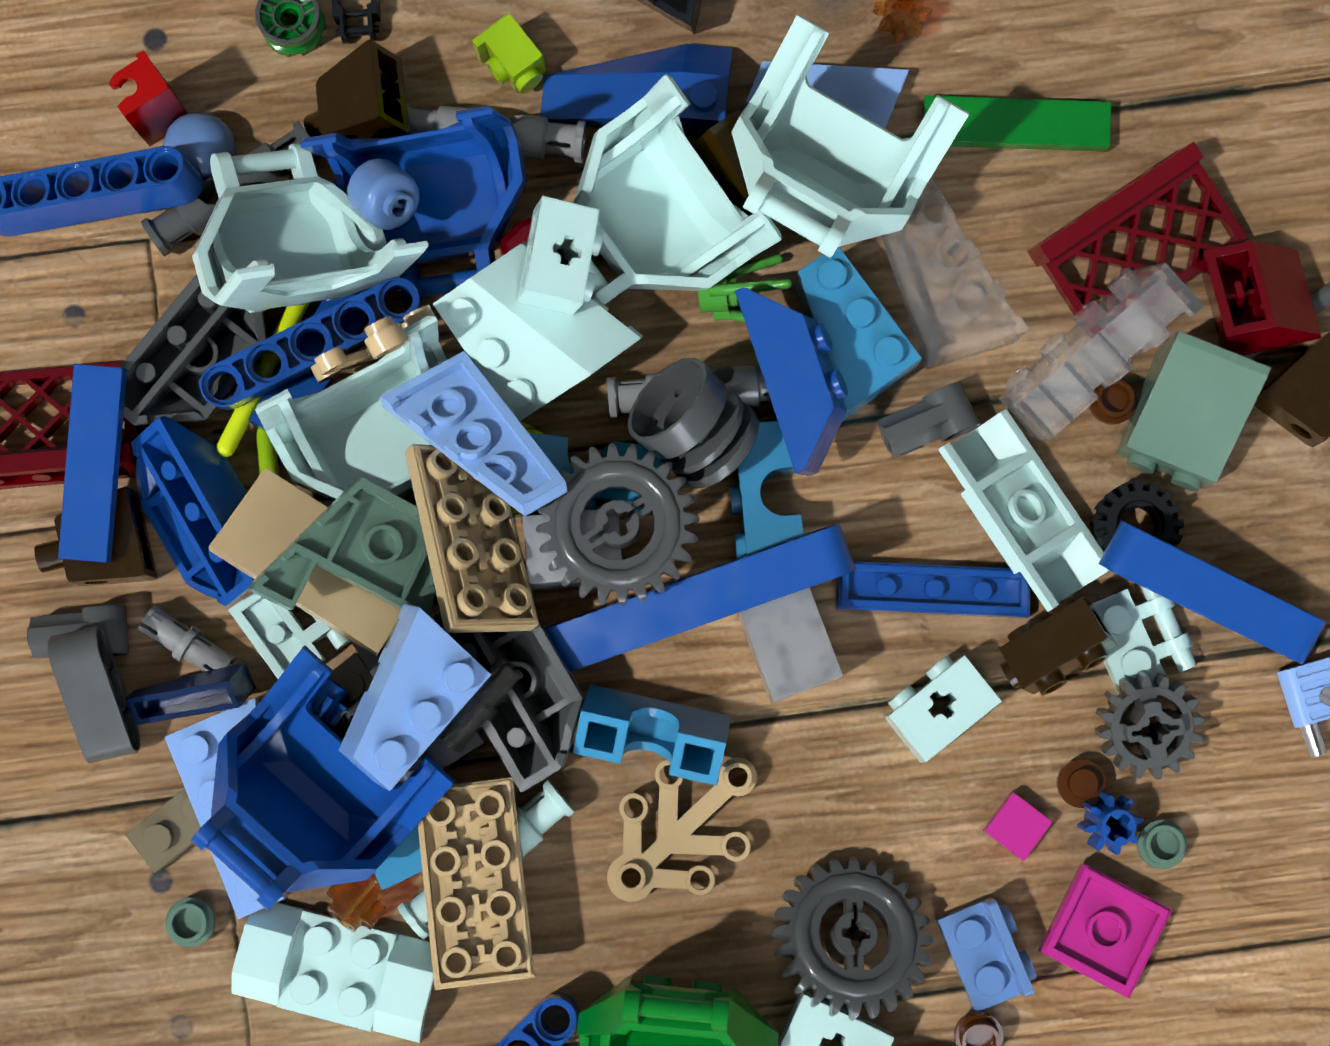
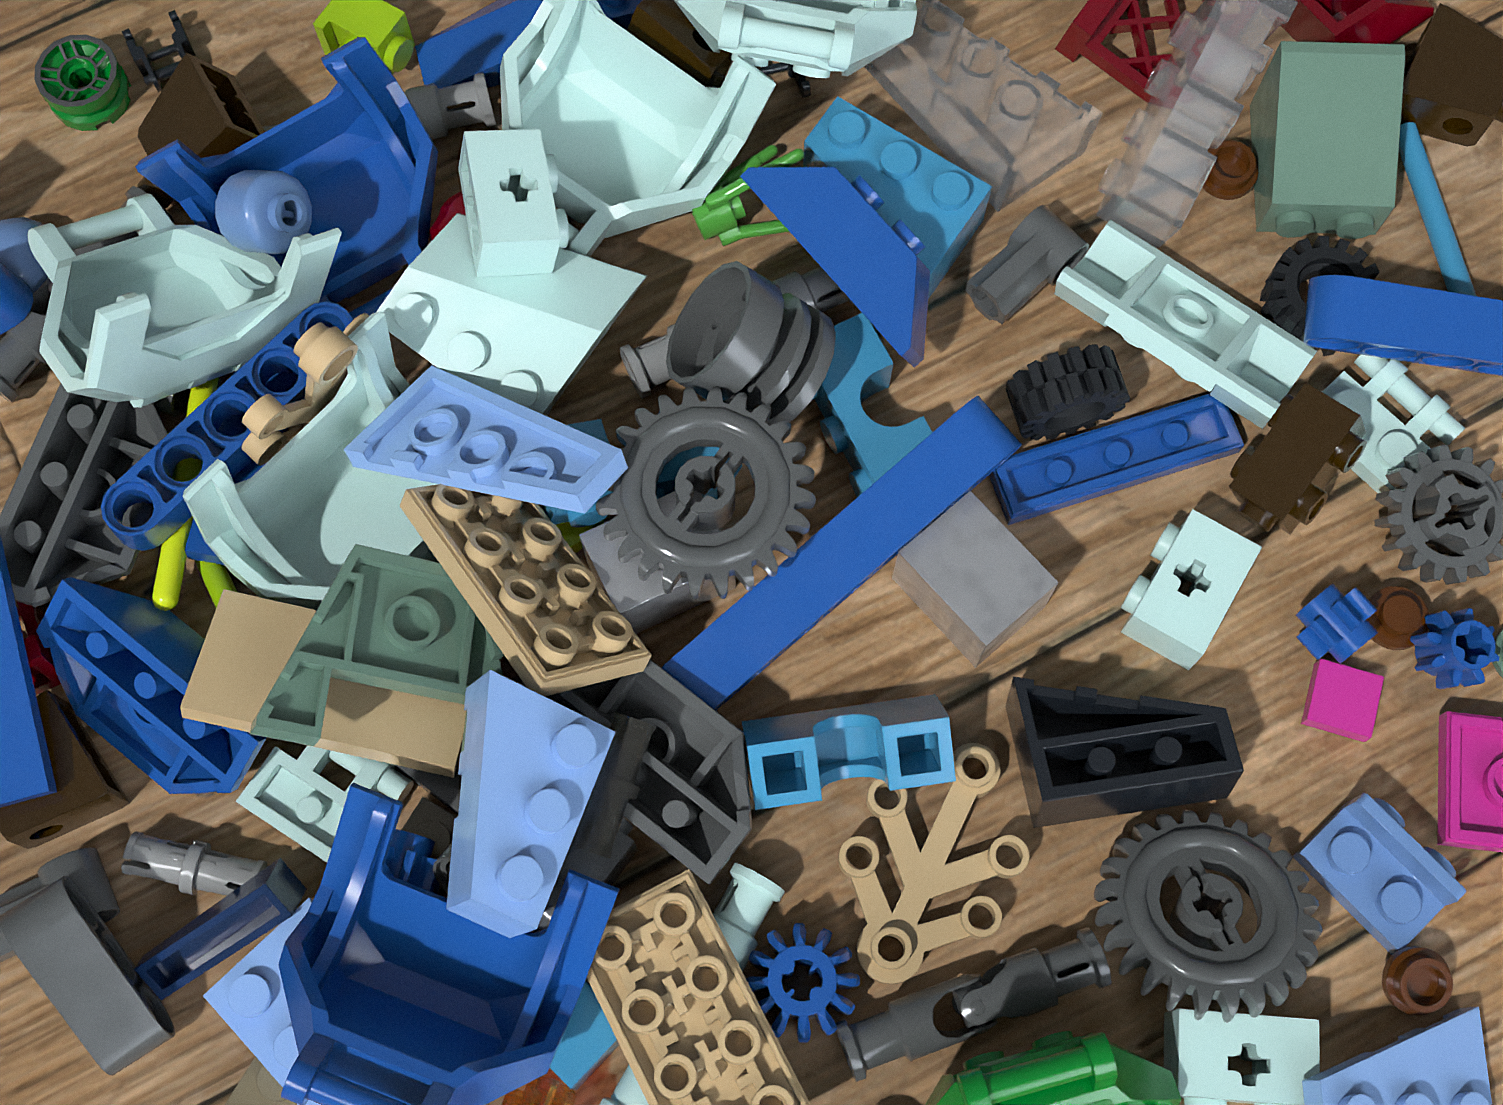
camera: 25 degrees left, 10 degrees down
(570, 891) = (819, 997): none -> blue gear
(698, 935) = (1010, 989): none -> dark grey piece
(836, 807) = (1116, 755): none -> black wedge
(913, 534) = (1067, 392): none -> black tyre
(1034, 773) = (1336, 623): none -> blue gear
(1253, 496) = (1433, 211): none -> dark azure bar

